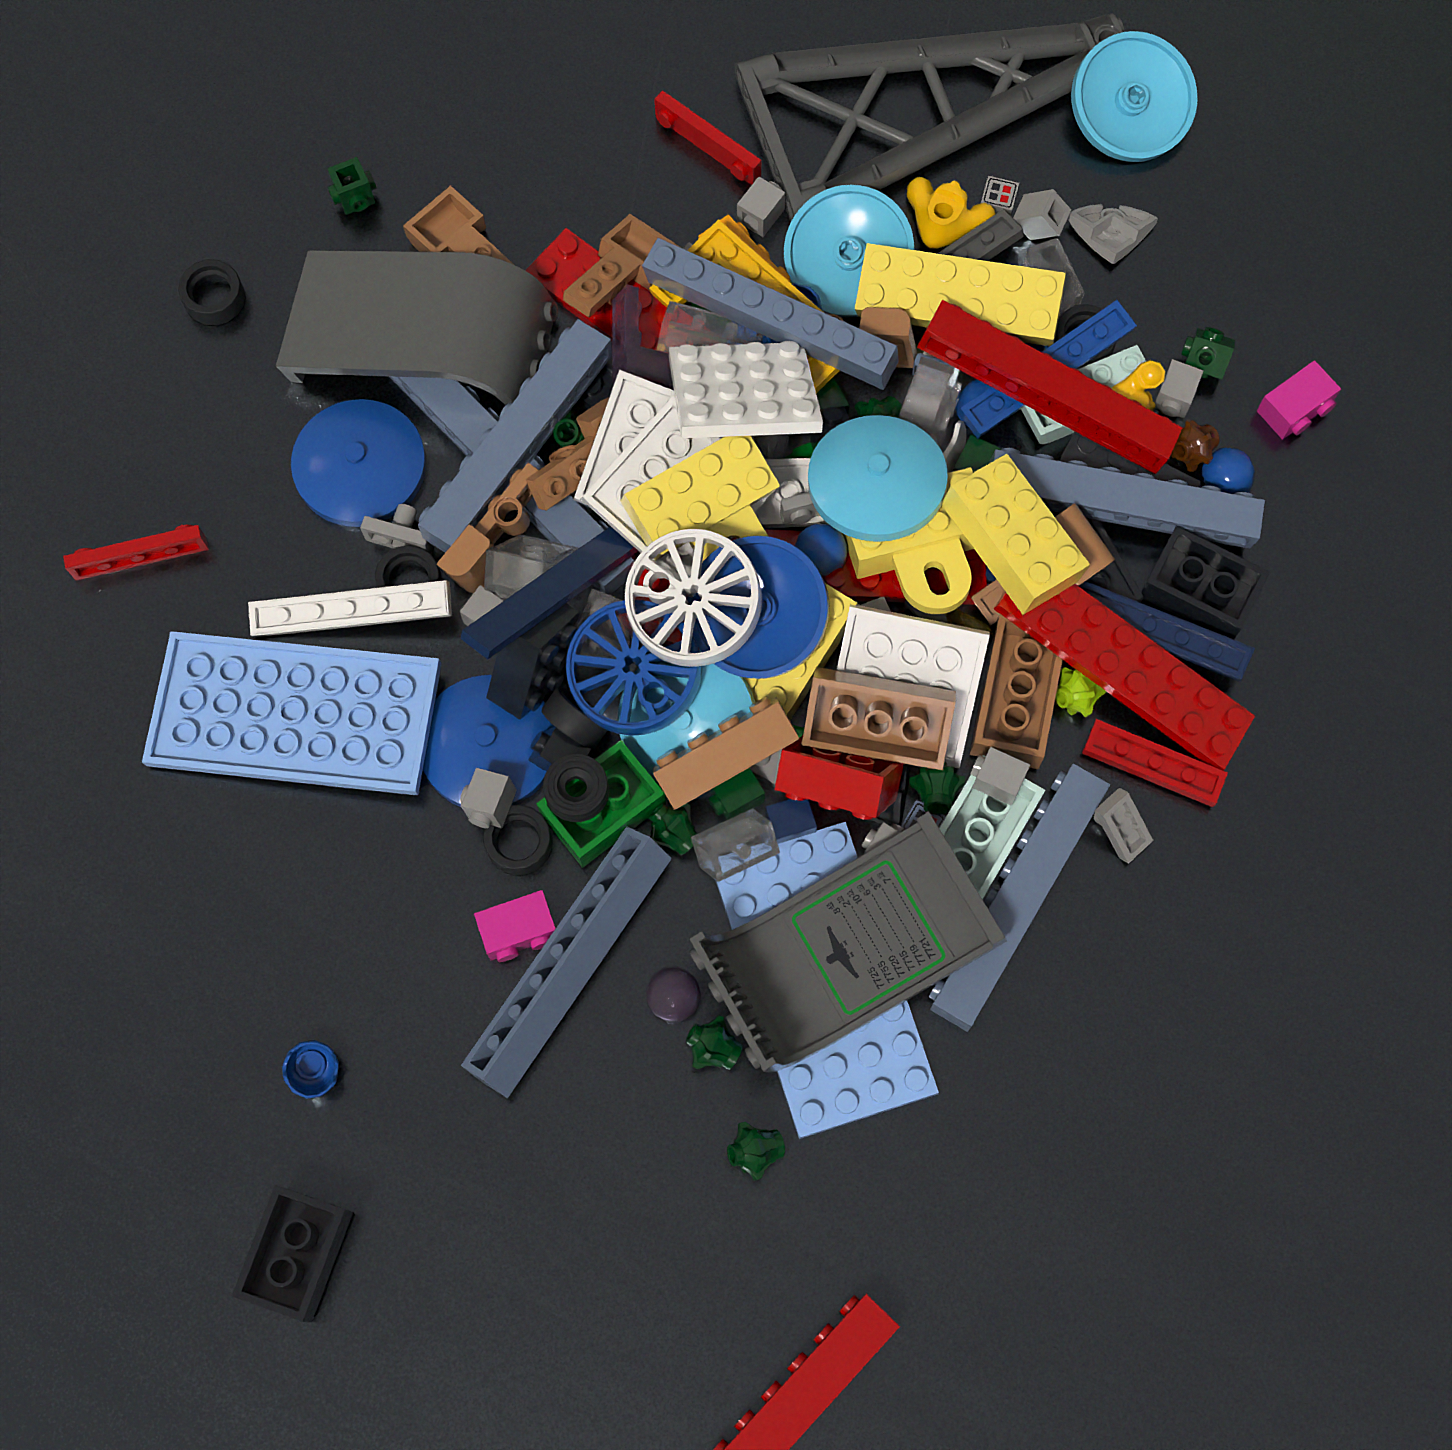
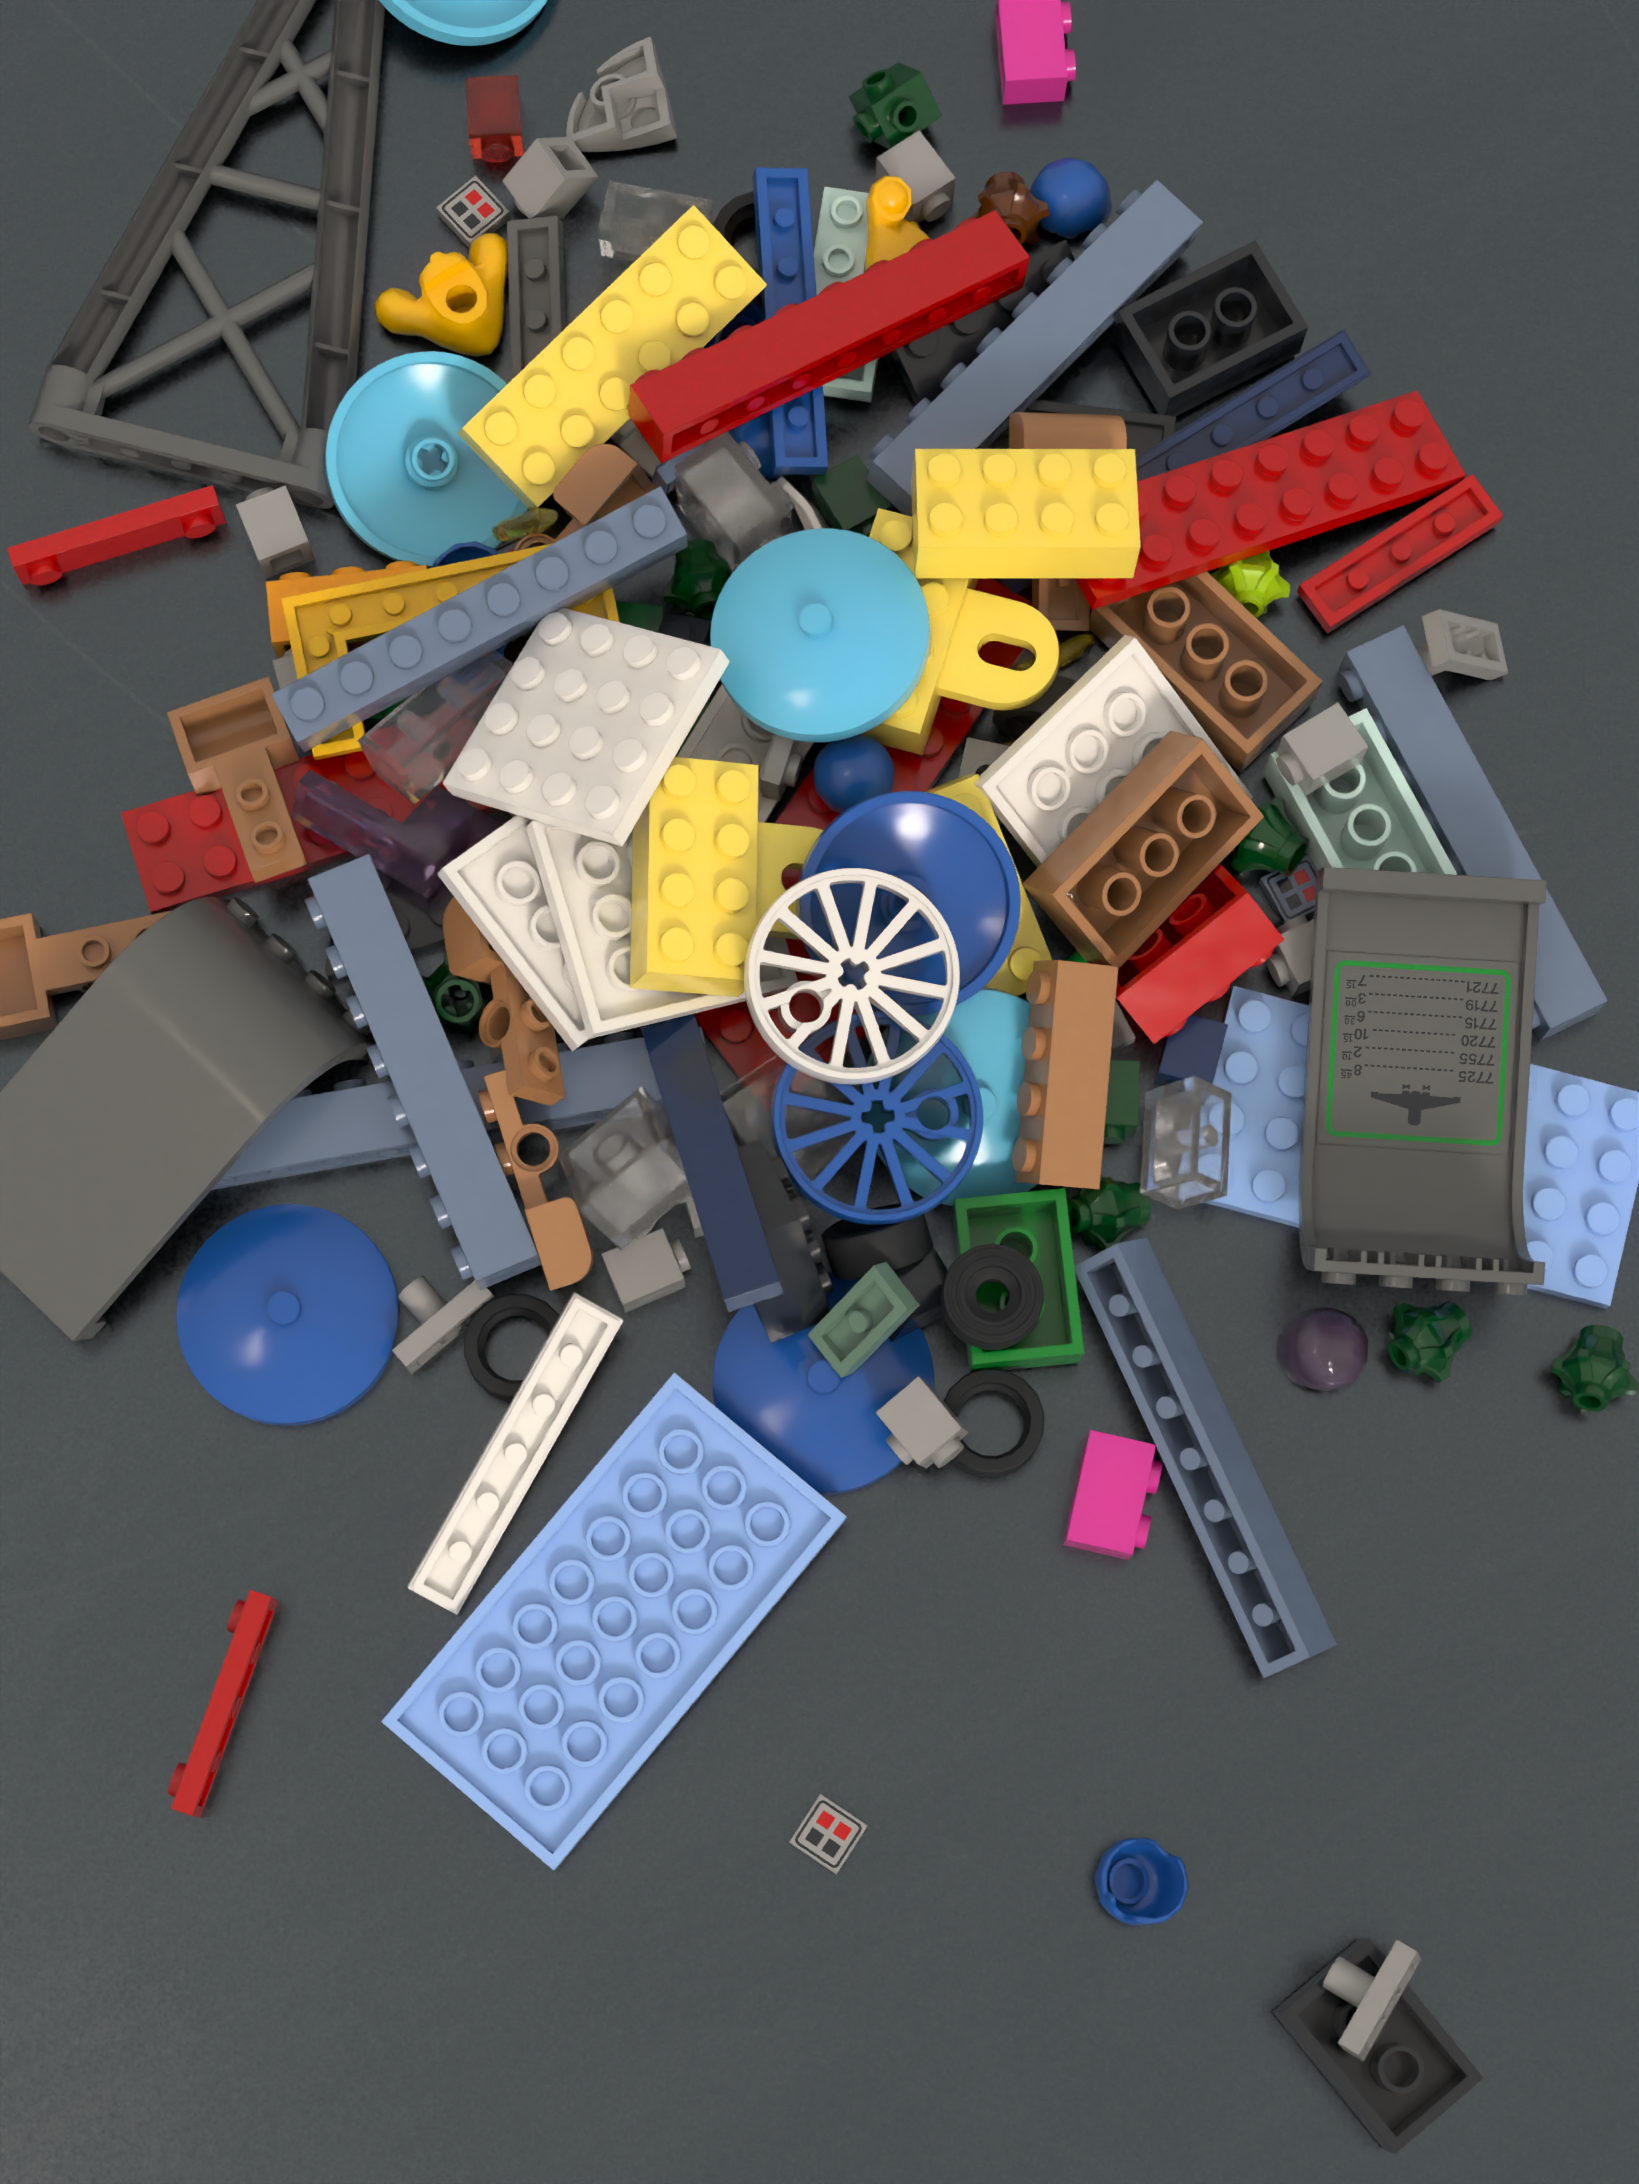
camera: 60 degrees left, 5 degrees up
(244, 892) = (828, 1834): none -> tile
(309, 1227) = (1371, 1995): none -> light grey tile
(523, 731) = (863, 1319): none -> sand green plate
(845, 312) = (528, 523): none -> clear yellow piece
(1057, 170) = (494, 117): none -> clear red brick

